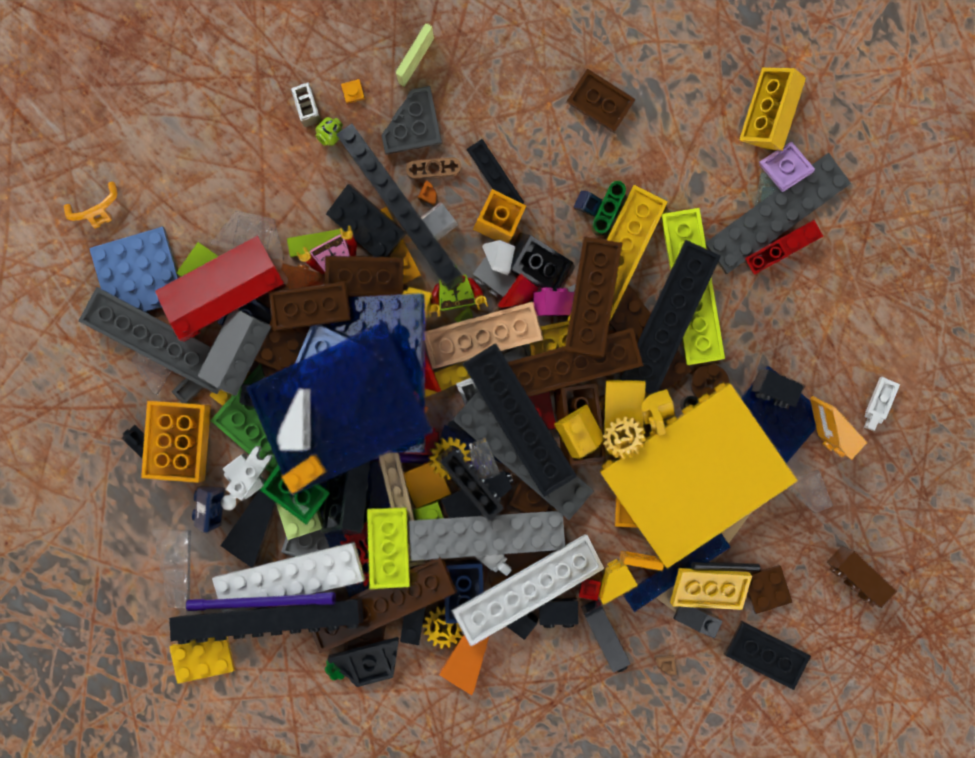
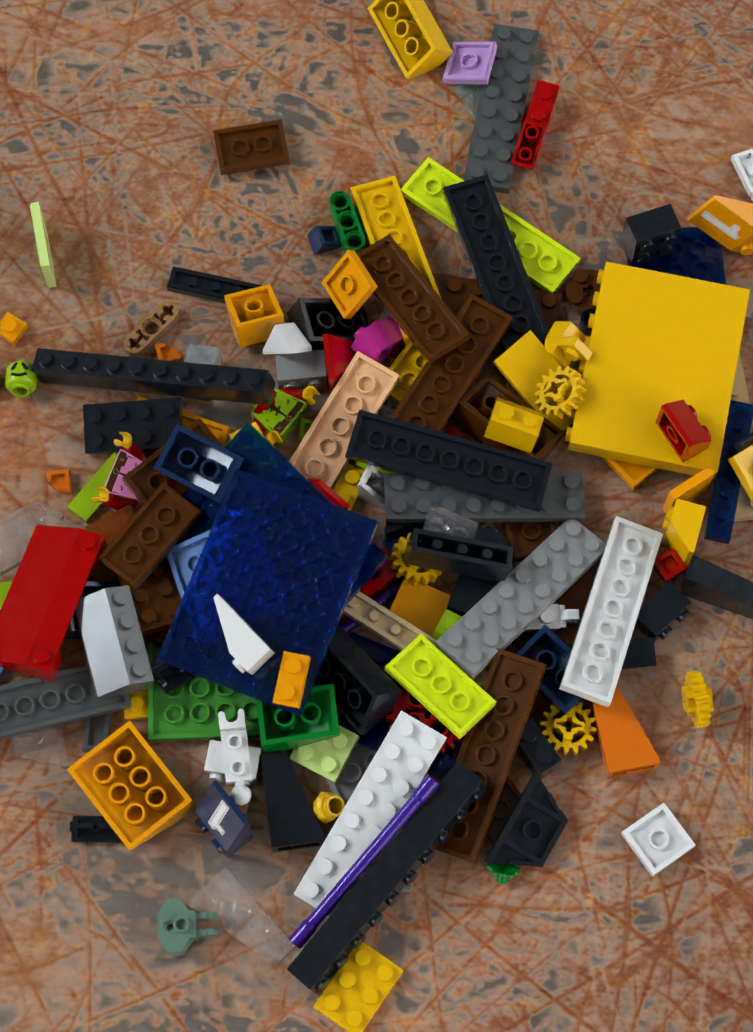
camera: 45 degrees left, 20 degrees down
(135, 541) = (184, 926): none -> sand green hinge
(272, 550) = (327, 806): none -> yellow rock
(298, 217) = (60, 480): none -> orange tile
(371, 292) = (198, 463): none -> dark blue slope
(413, 124) = (96, 307): dark grey plate -> none
(432, 730) = (658, 839): none -> white plate
(526, 681) = (697, 699): none -> yellow gear
(568, 253) = (349, 284): none -> light orange plate
(669, 531) = (683, 429): none -> red slope

